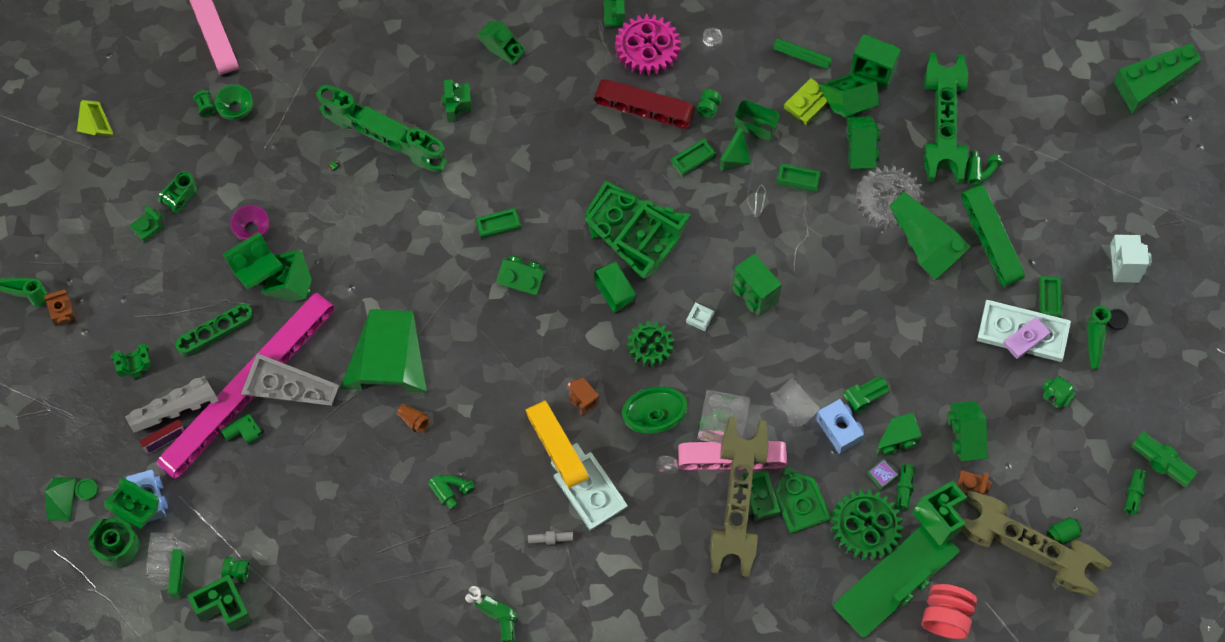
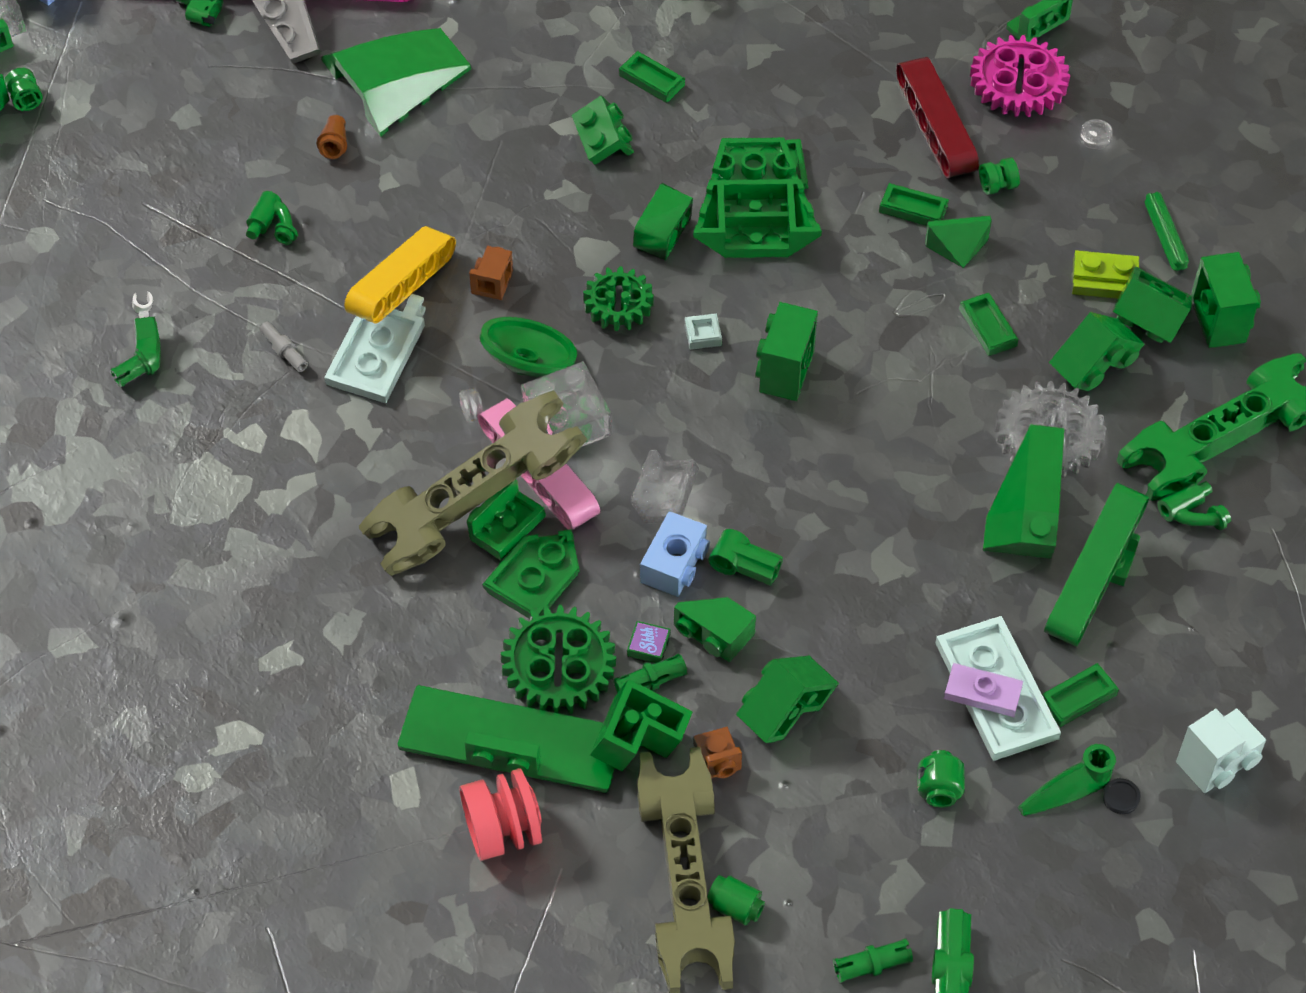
camera: 55 degrees right, 10 degrees down
(756, 111) = (1022, 212): green piece -> none

